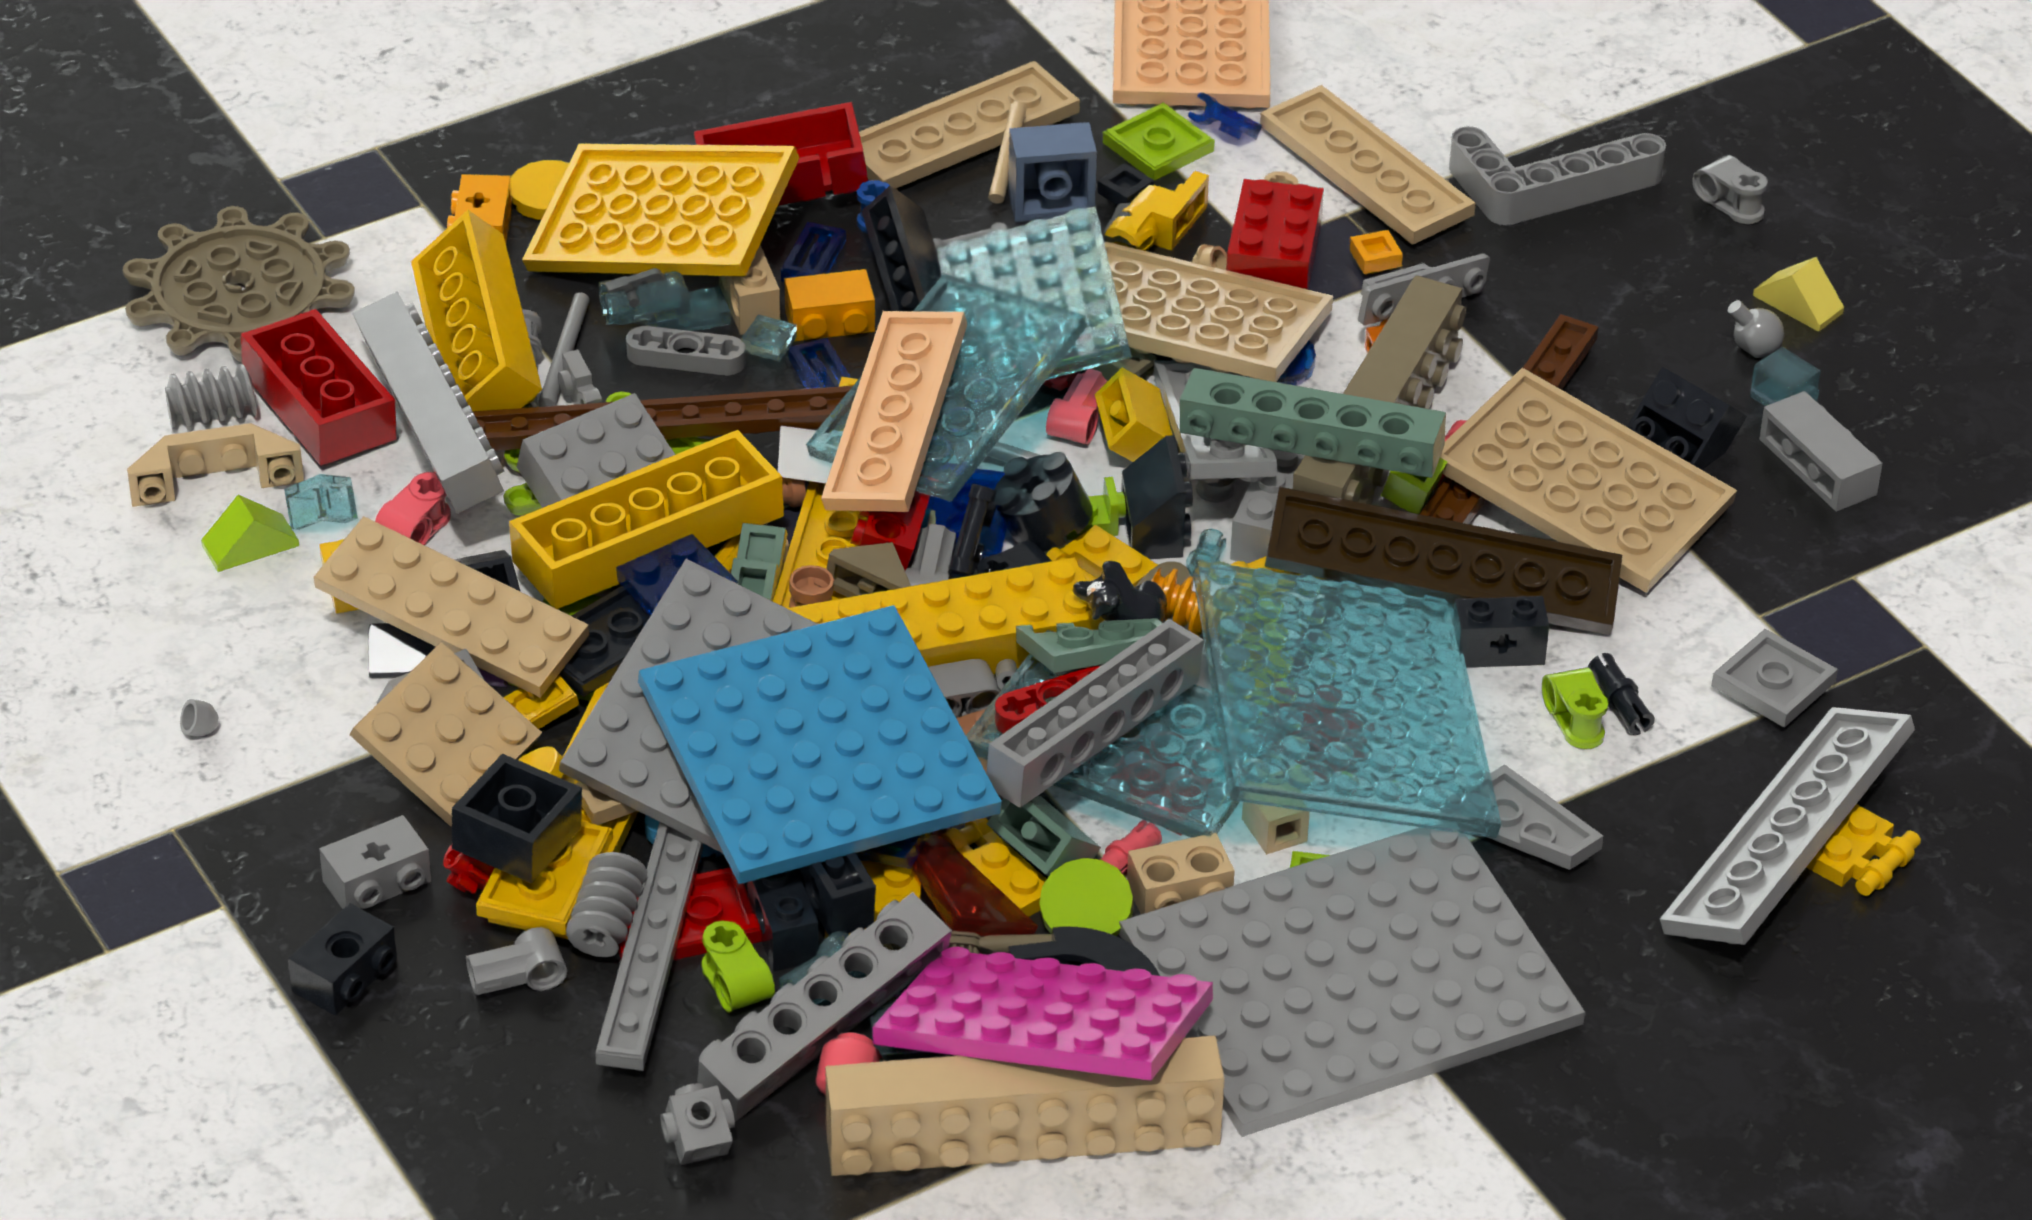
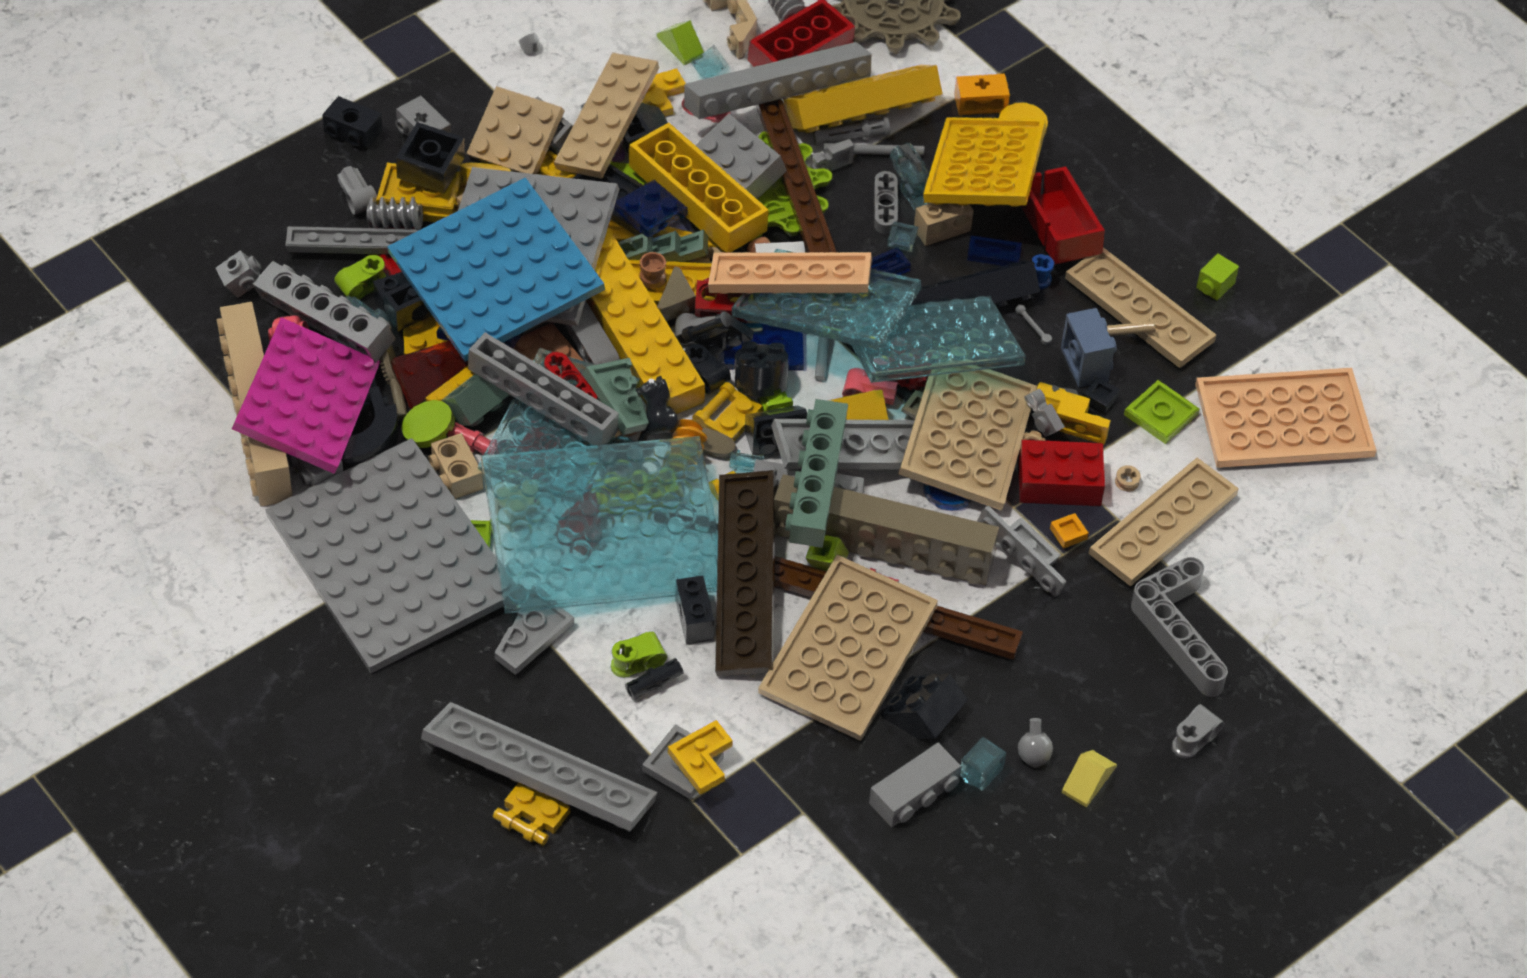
camera: 80 degrees right, 10 degrees up
(830, 304) = (937, 257): light orange brick -> none
(919, 44) = (1217, 277): none -> lime brick
(1172, 236) = (1045, 416): none -> light grey plate
(1231, 121) = (1188, 443): clear blue plate -> none
(1781, 647) = (695, 754): none -> yellow plate

